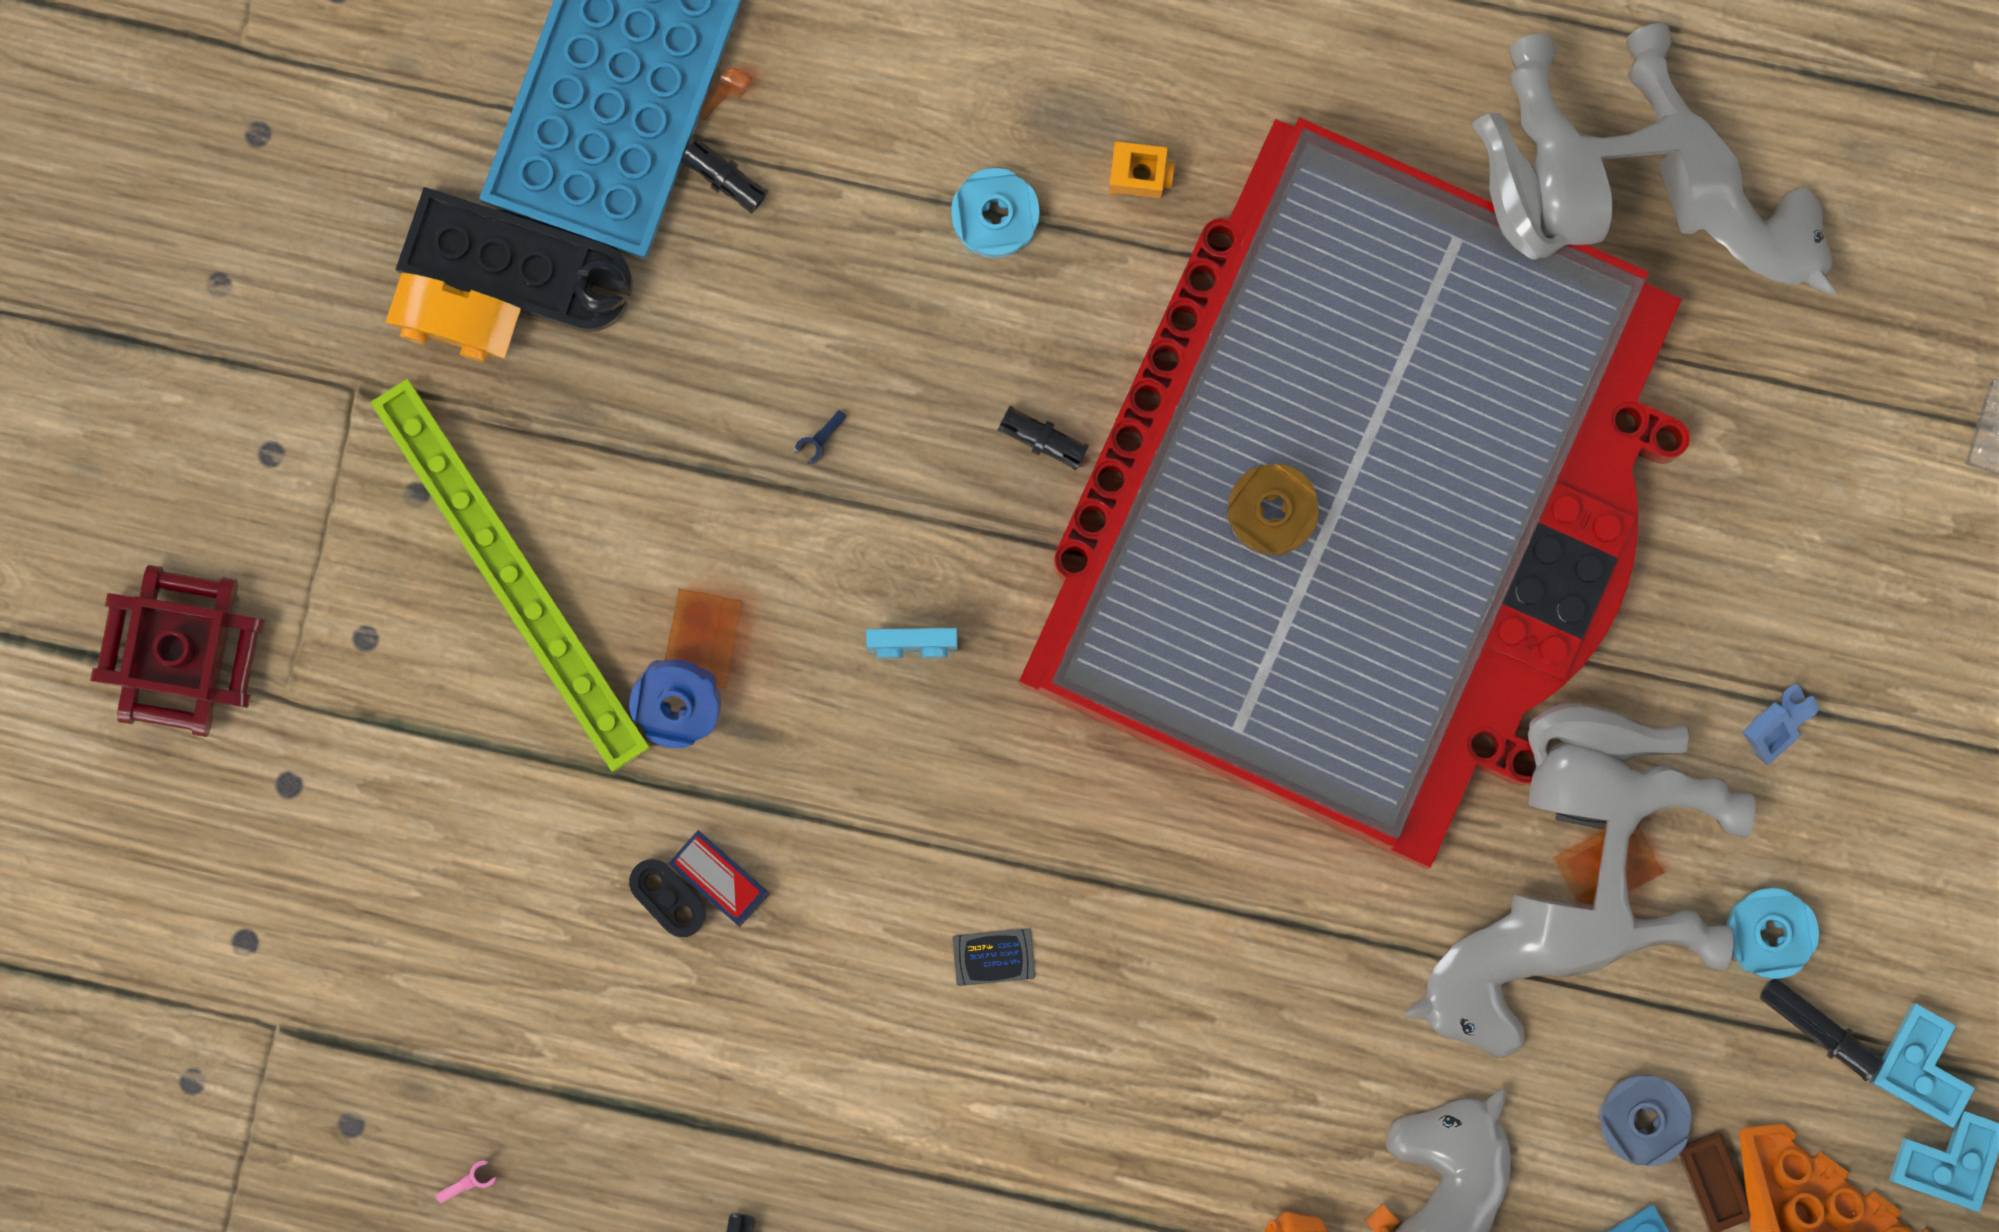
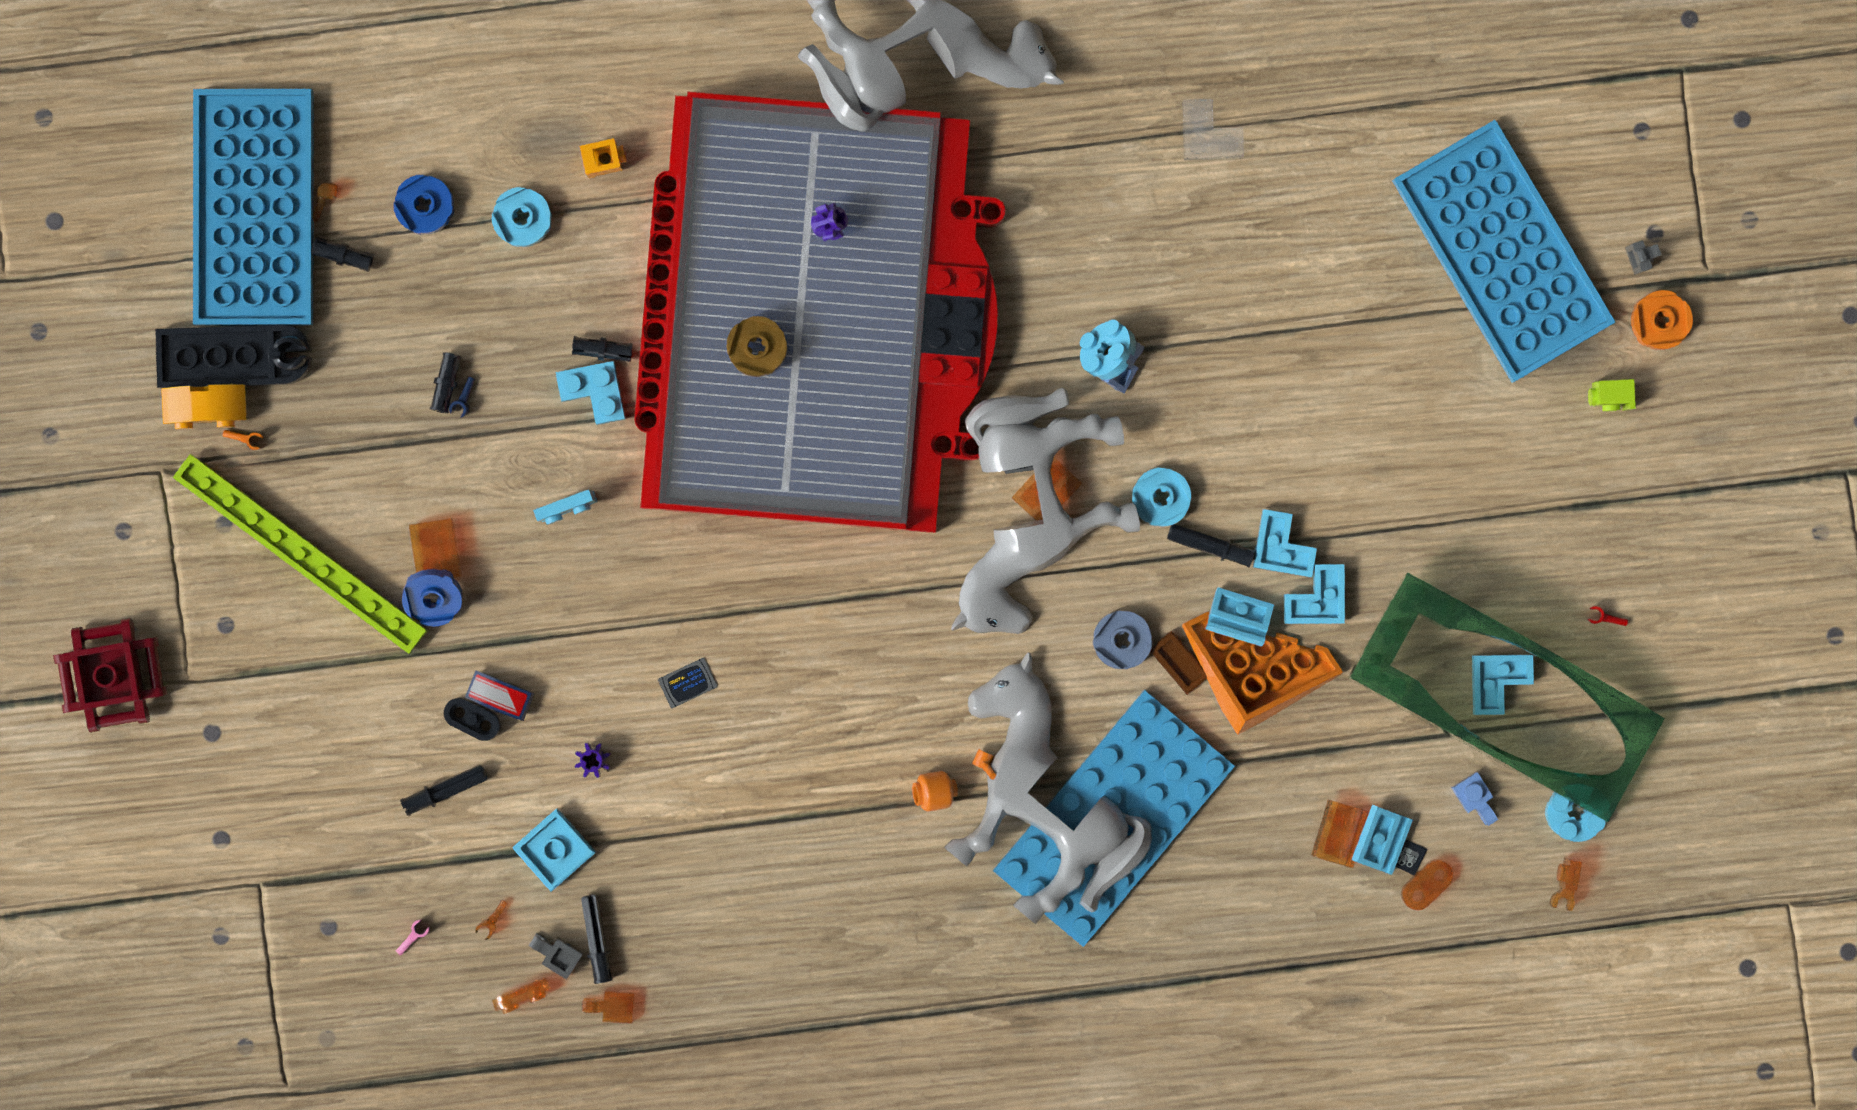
camera: 20 degrees left, 5 degrees up
(488, 382) = (242, 437): none -> orange hand
(590, 985) = (443, 790): none -> black axle
(590, 1199) = (490, 922): none -> clear orange hand
(716, 1129) = (554, 849): none -> medium azure plate
(803, 407) = (445, 383): none -> black pin
(806, 1019) = (585, 762): none -> dark purple gear
(843, 132) = (440, 209): none -> blue plate
(1021, 485) = (599, 384): none -> medium azure plate
(1439, 369) = (829, 222): none -> dark purple gear
(1764, 673) = (1098, 340): none -> medium azure plate
(1828, 1148) = (1239, 616): none -> medium azure plate

